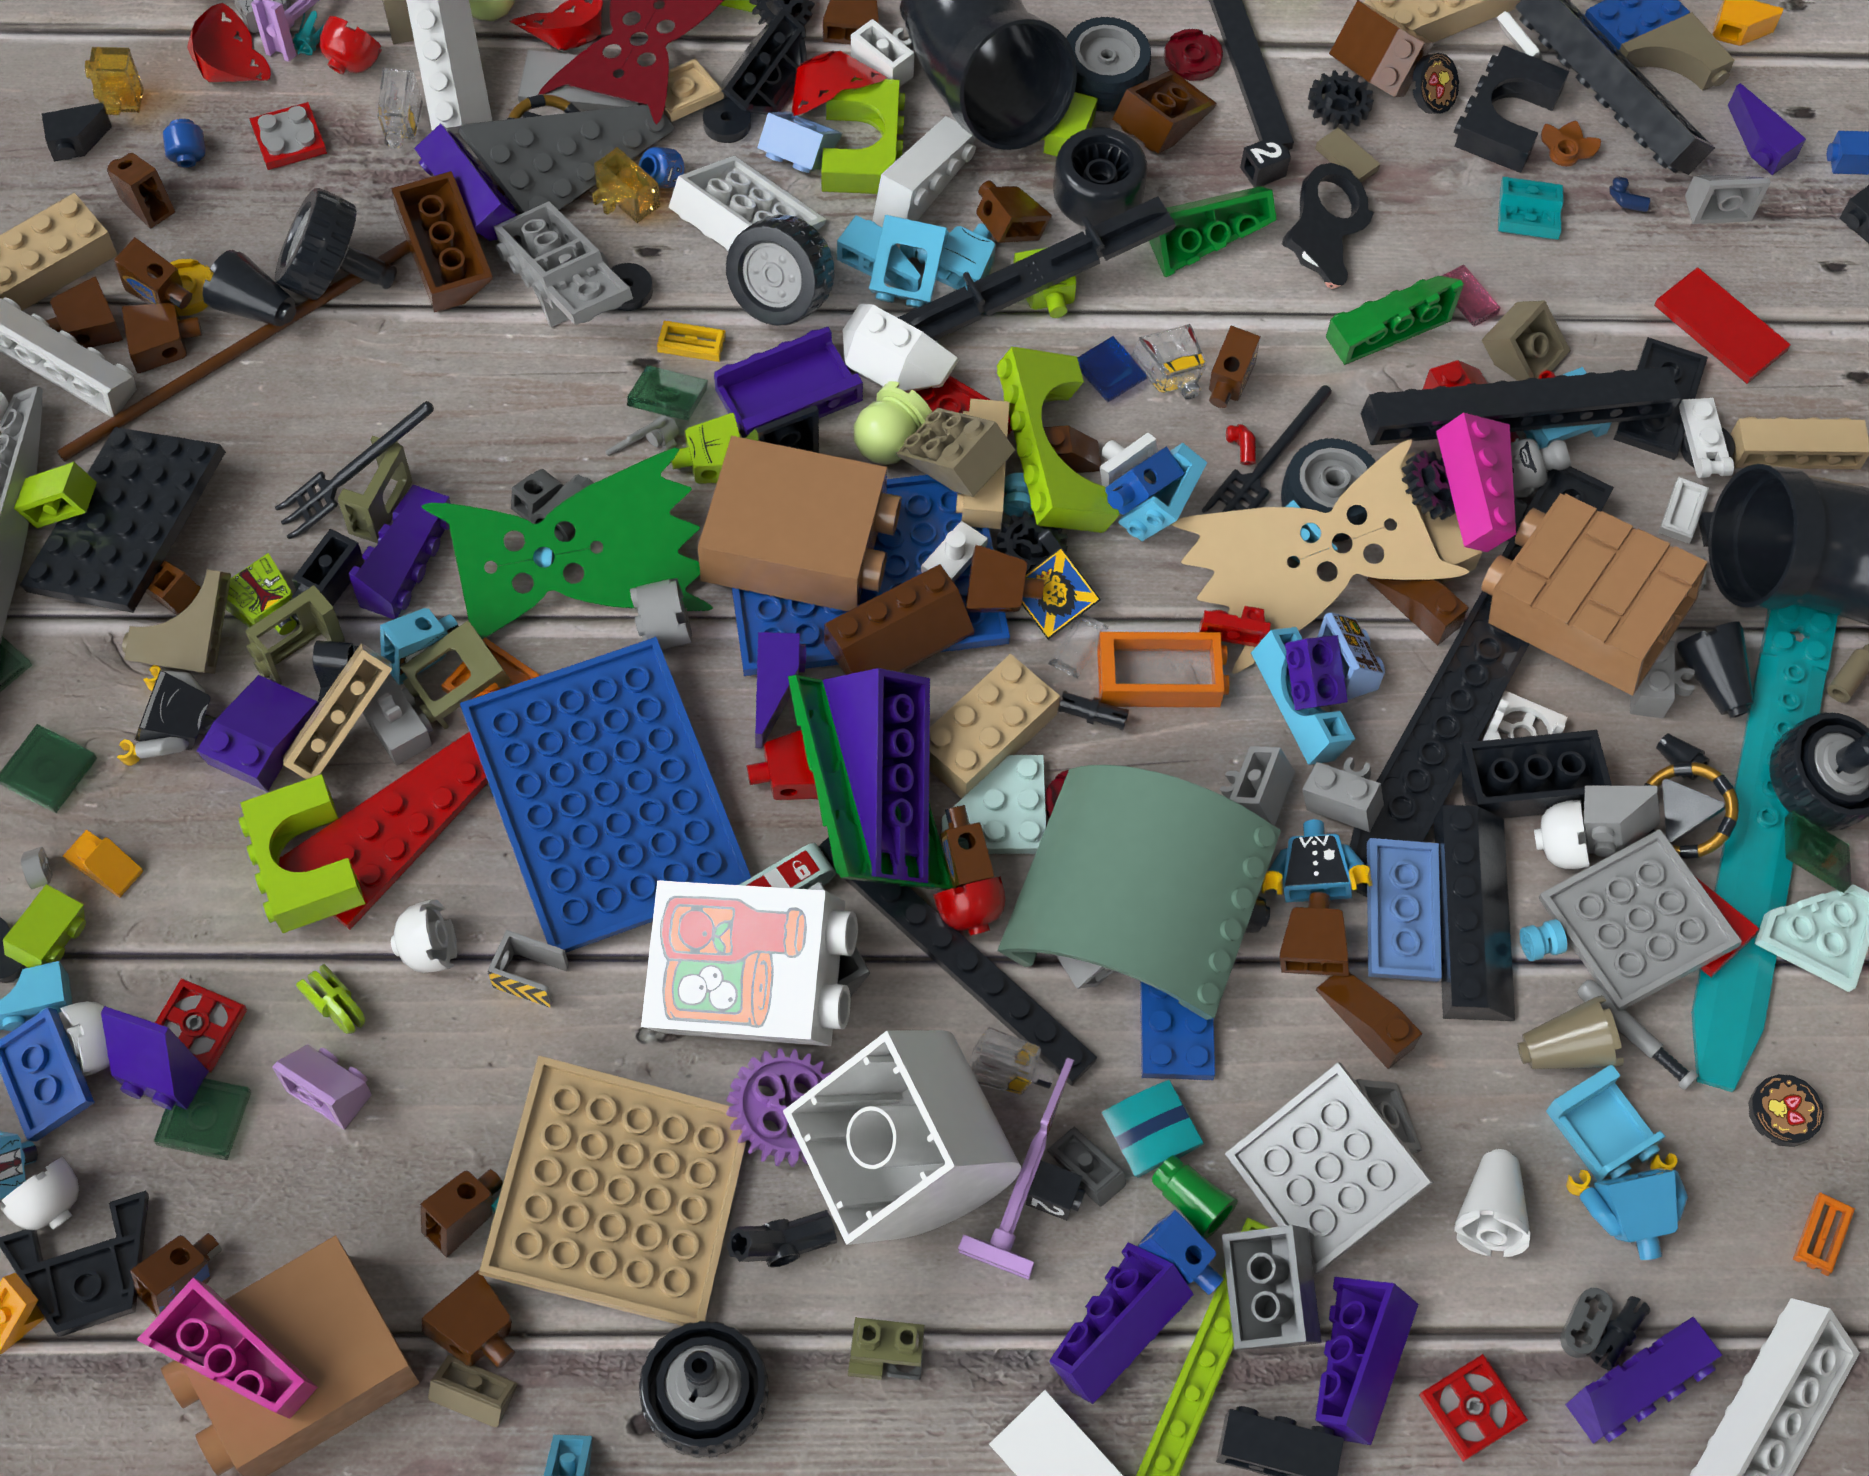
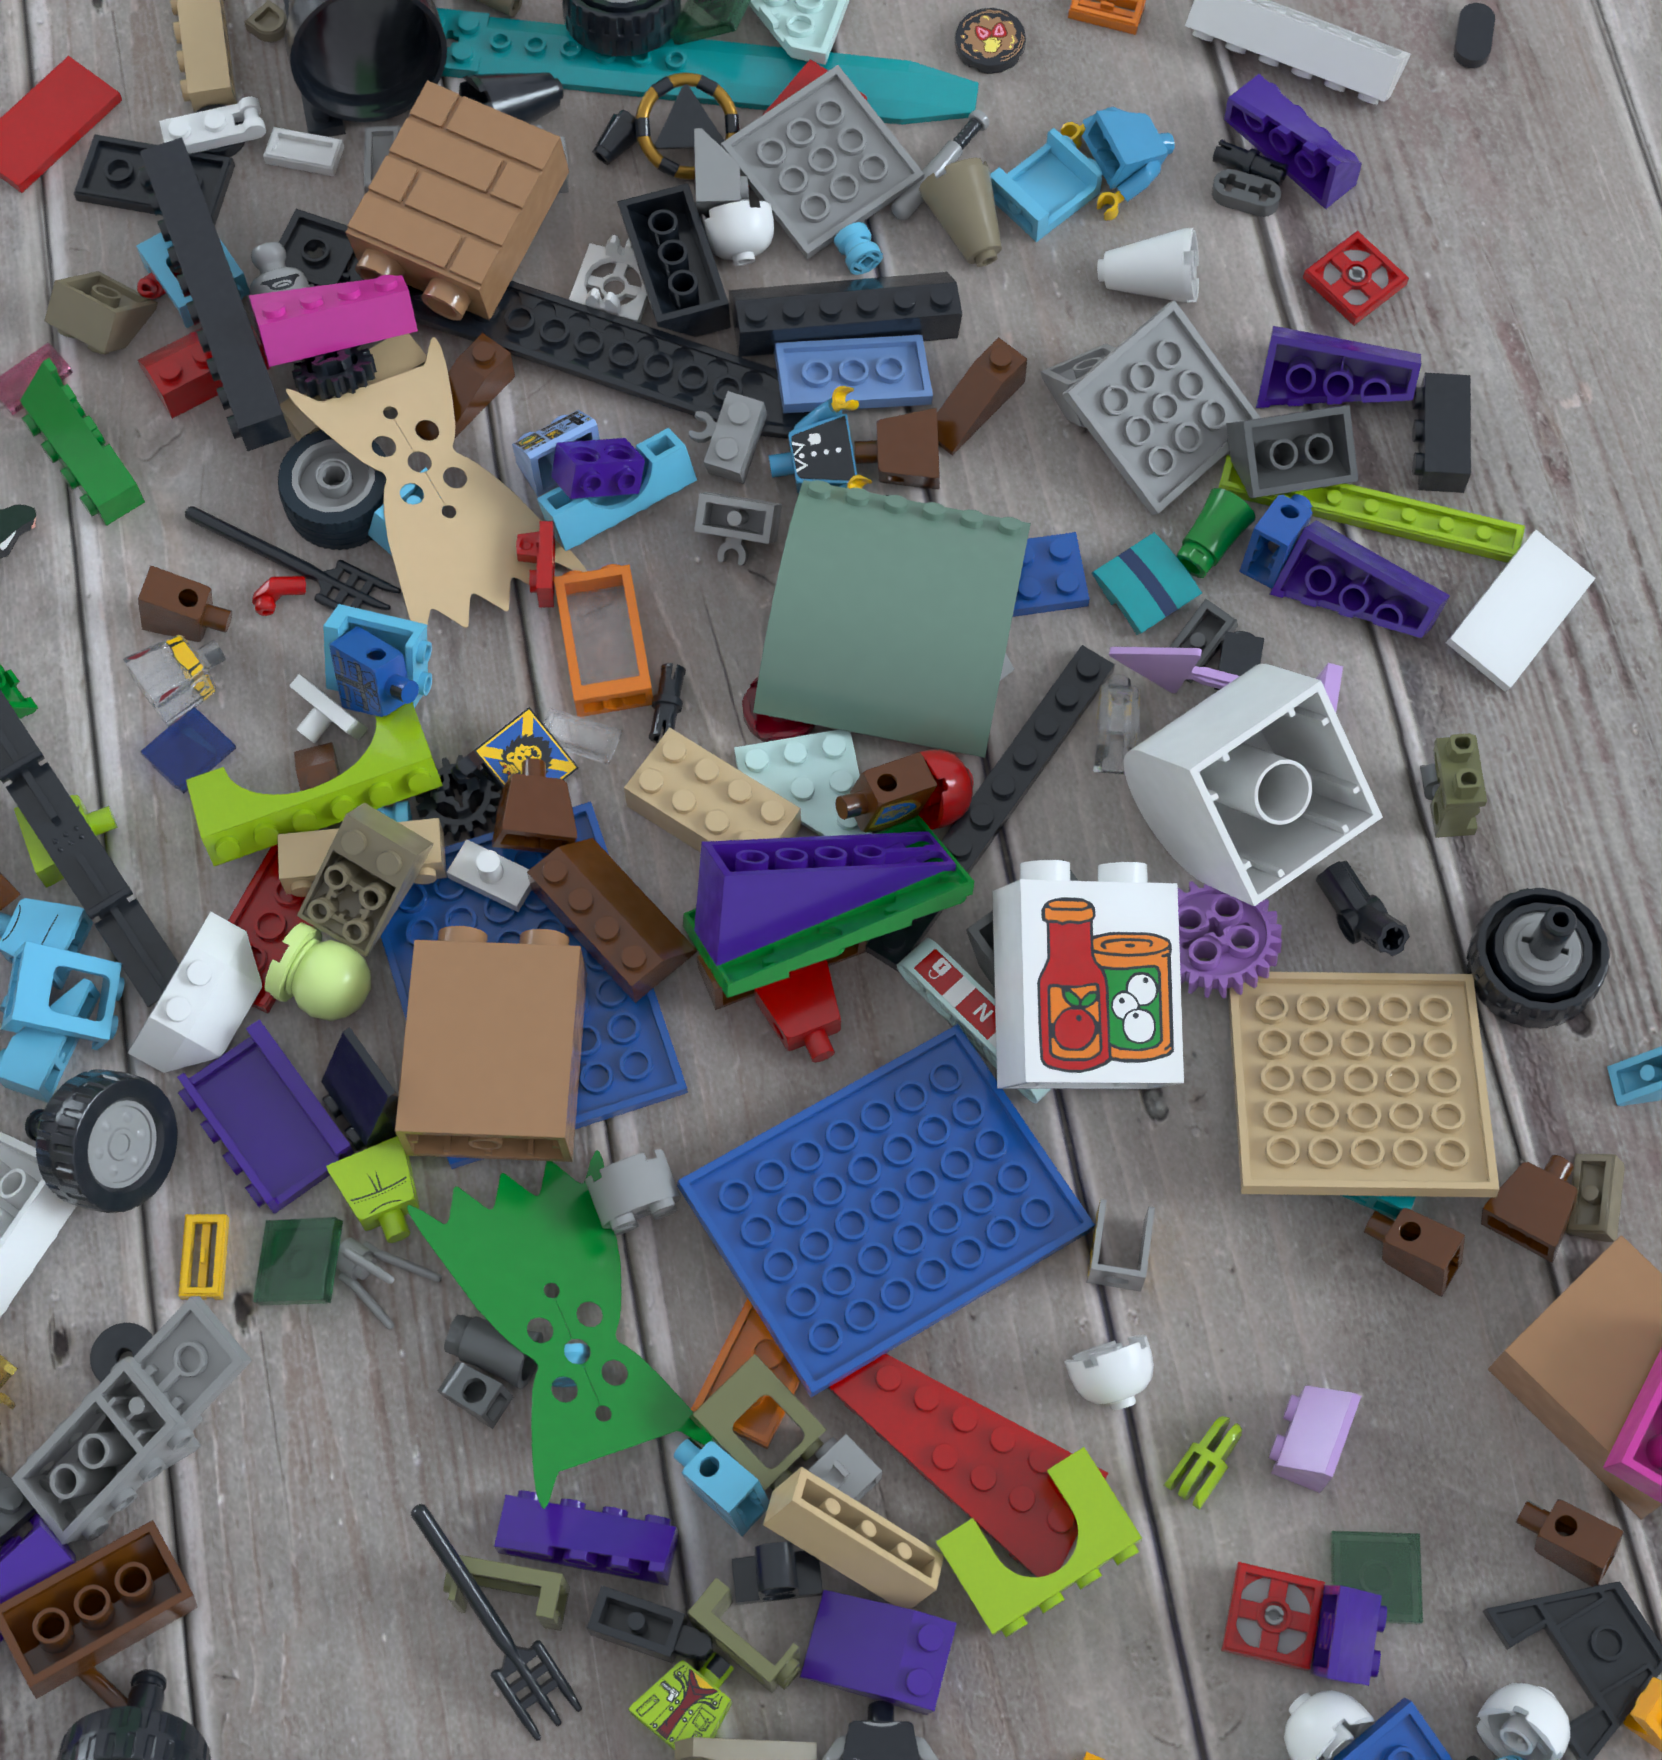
camera: 95 degrees left, 5 degrees up
(777, 658) = (715, 1034): dark purple slope -> none

